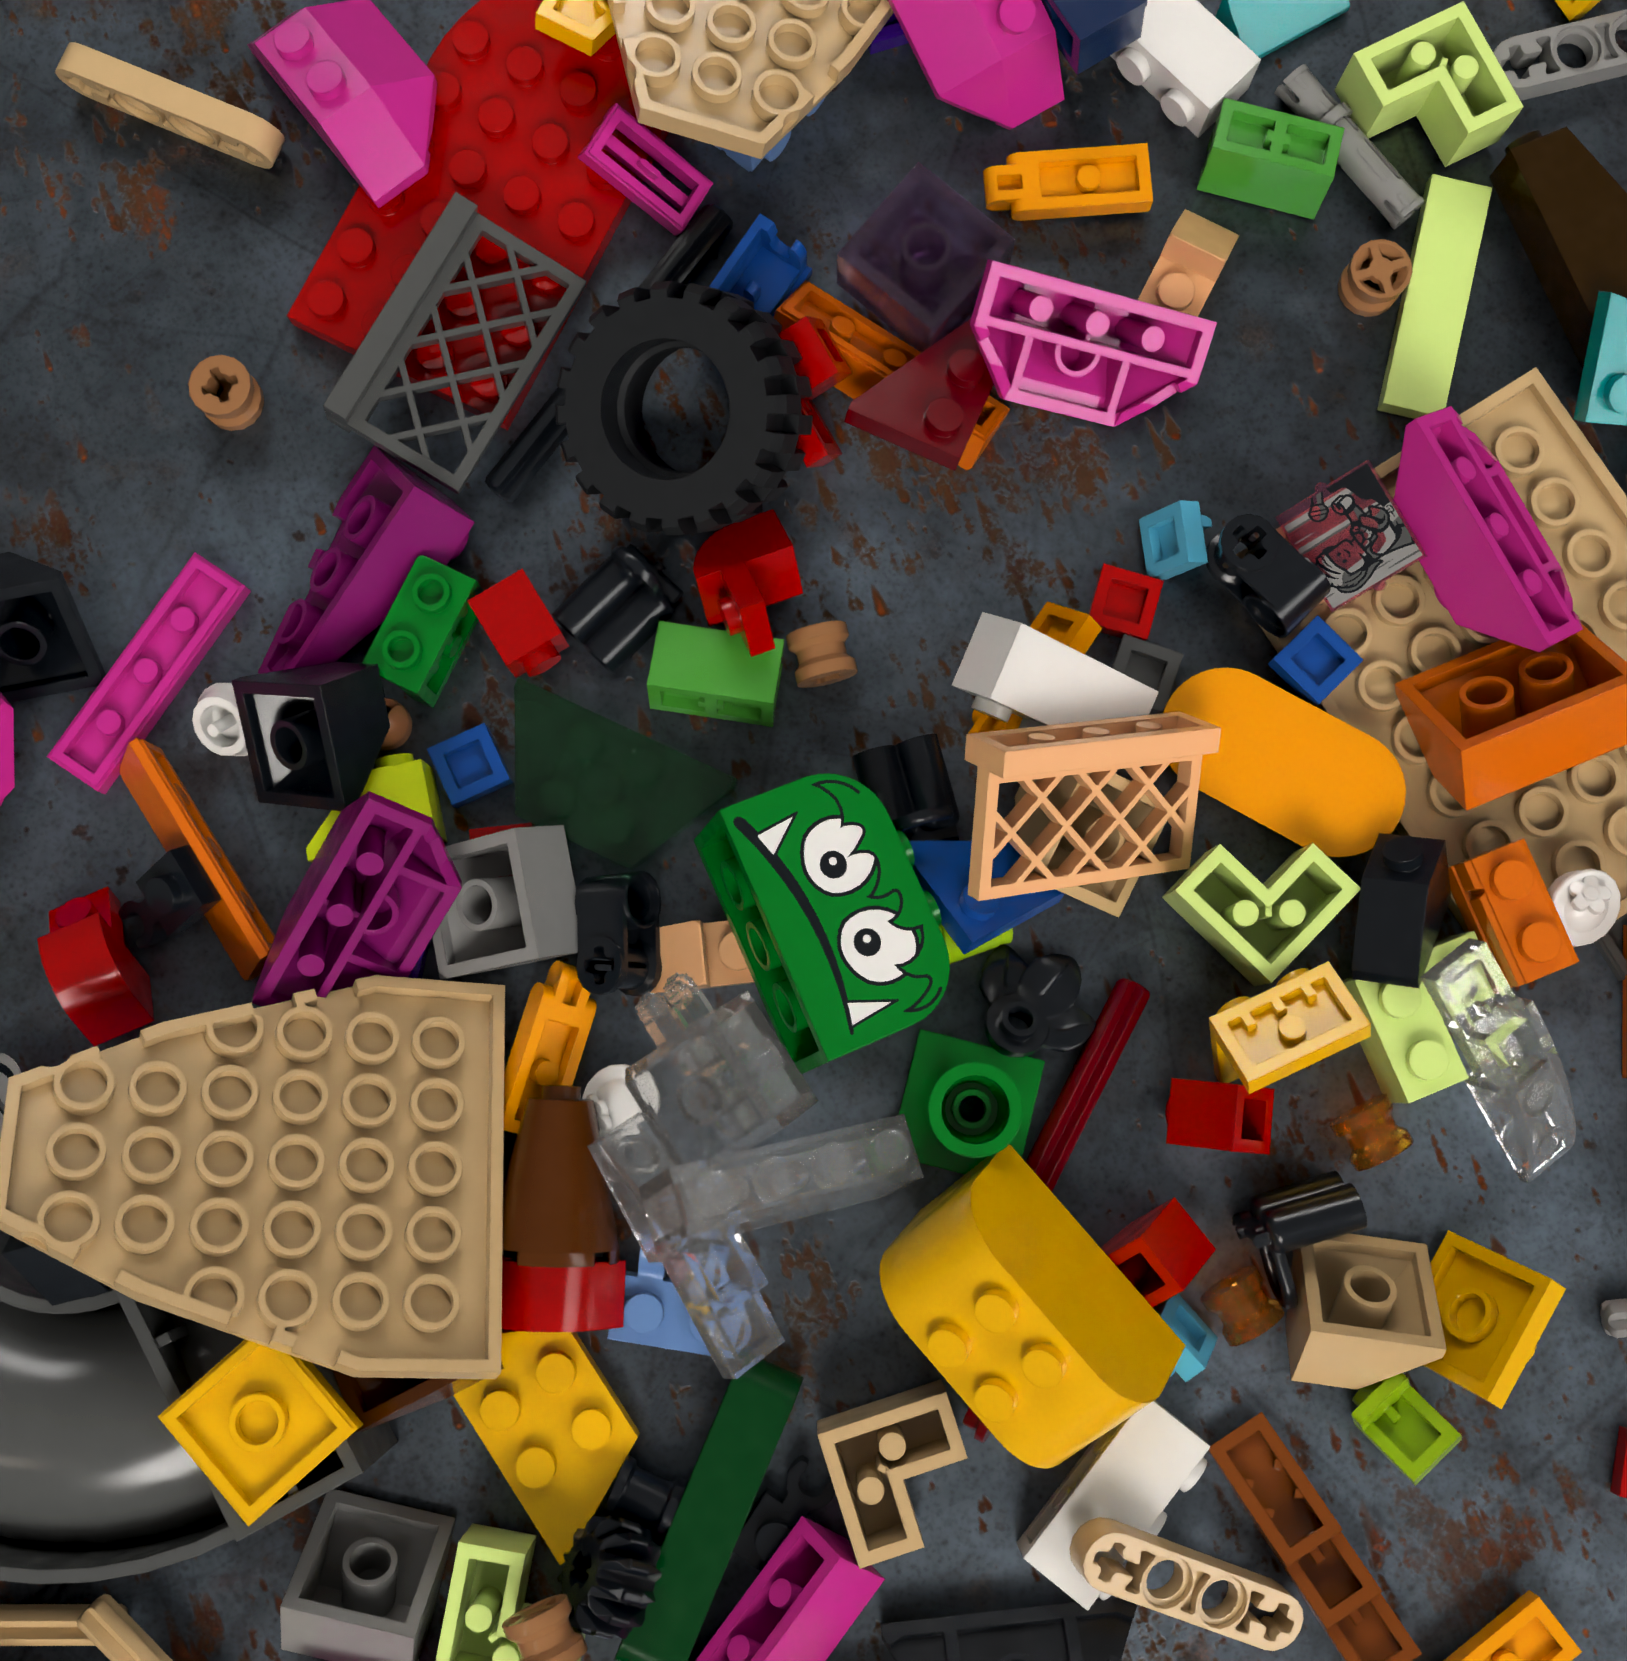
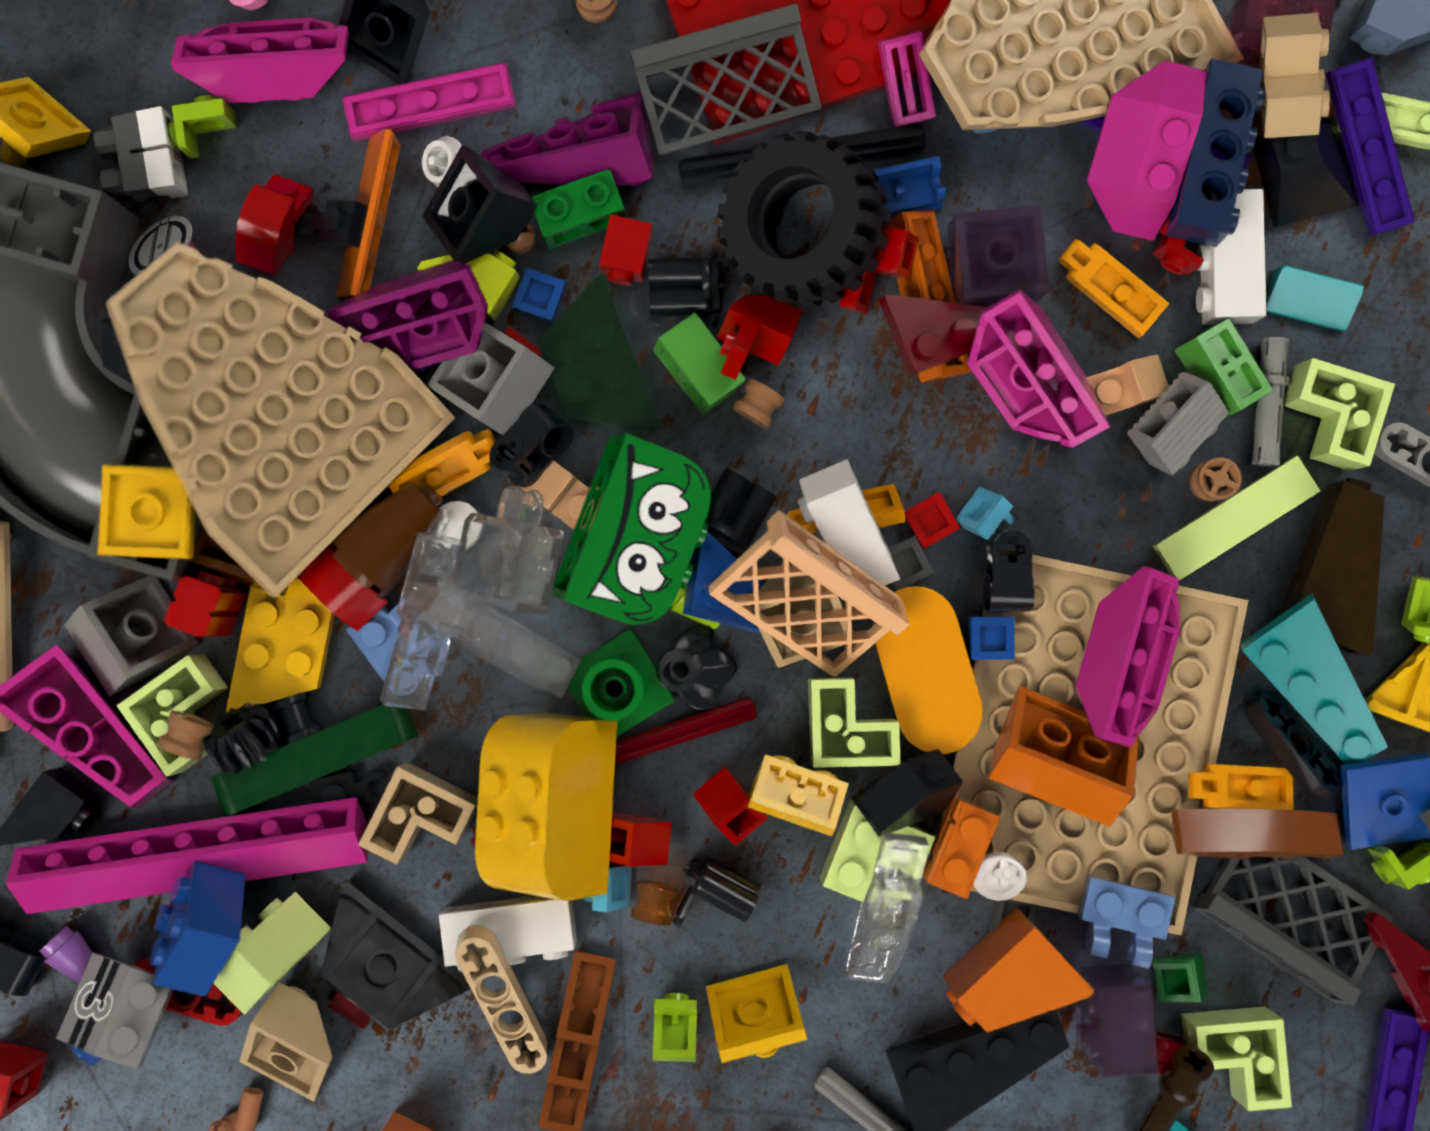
camera: 40 degrees right, 5 degrees up
(424, 1465) = (205, 605): none -> red brick
(1101, 89) = (1175, 256): none -> red bracket
(1281, 253) = (1178, 423): none -> light grey brick
(1352, 534) = (1069, 594): piece -> none
(1362, 1311) = (708, 959): tan slope -> none
(1371, 1133) = (795, 883): clear orange wheel -> none

